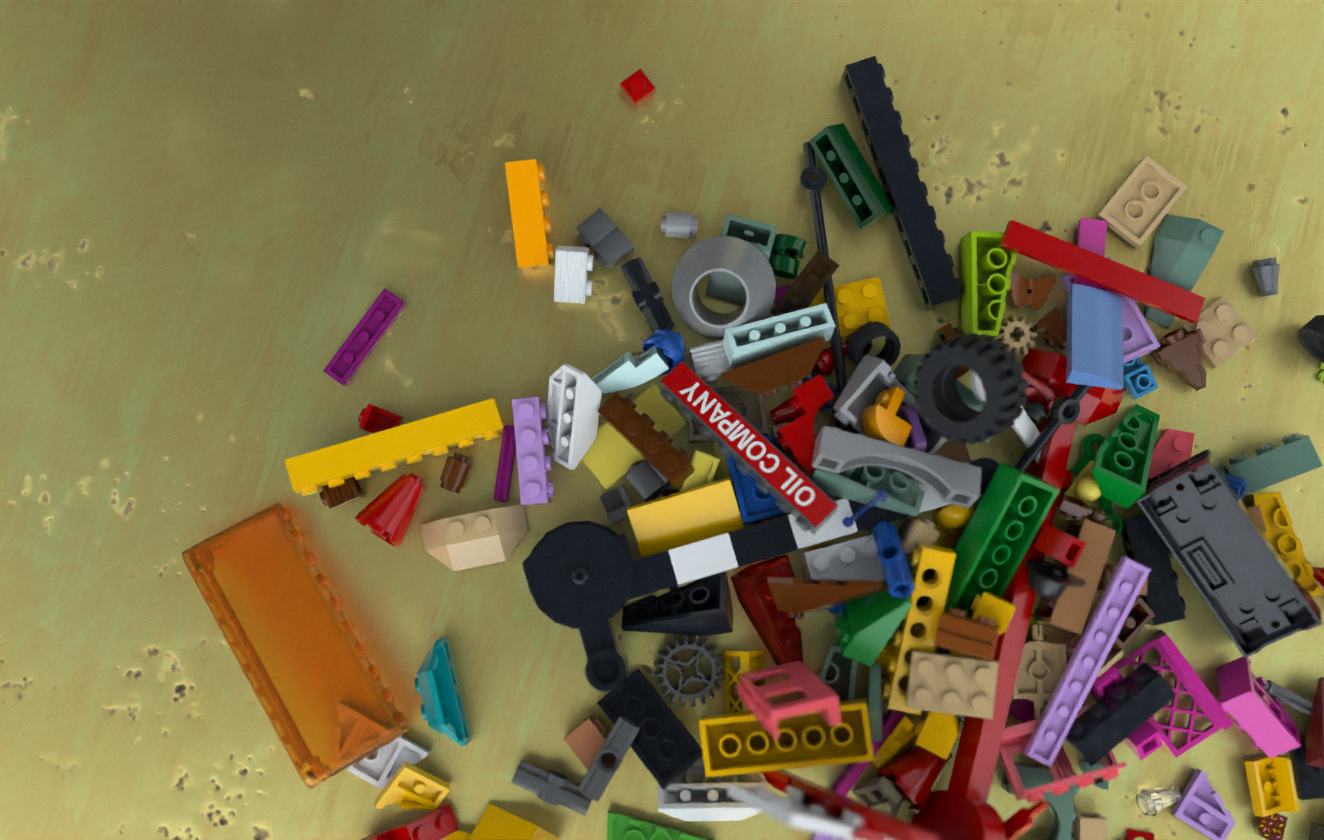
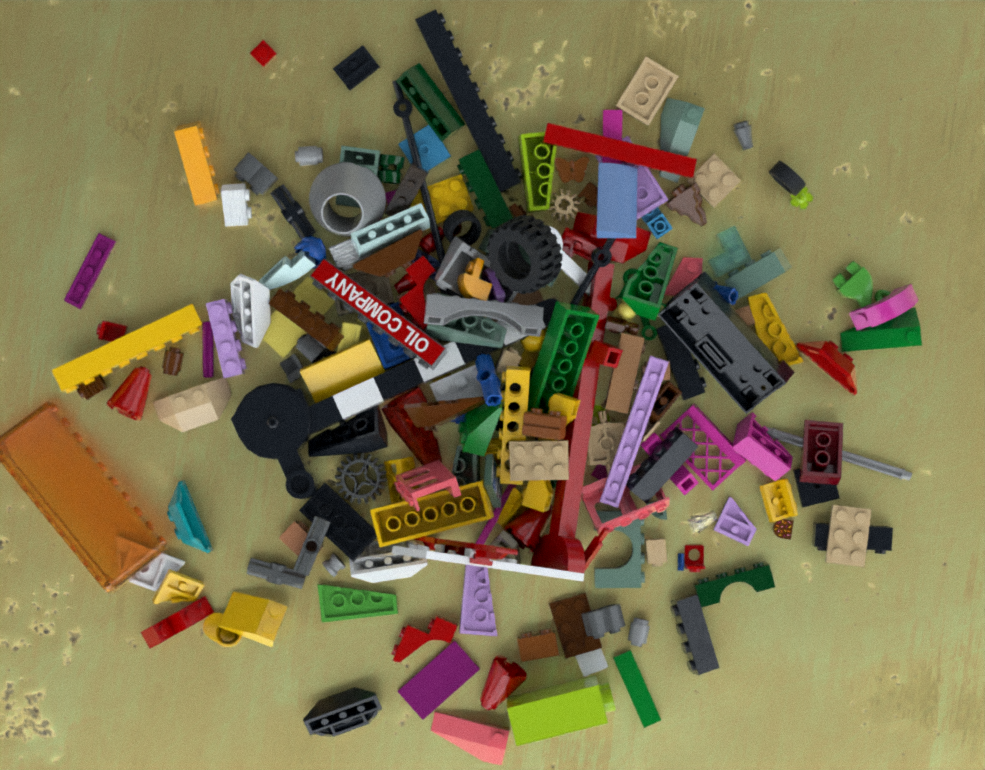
camera: 15 degrees left, 5 degrees up
(634, 787) = (333, 565): none -> light grey wheel
(757, 120) = (356, 68): none -> black plate
(842, 236) = (429, 146): none -> dark azure plate
(882, 496) = (475, 337): clear blue hinge -> none
(910, 300) = (485, 189): none -> dark green brick
(1036, 412) = (582, 260): pearl dark grey plate -> none
(1049, 579) = (600, 377): black piece -> none
(1239, 430) = (734, 253): none -> clear light blue brick

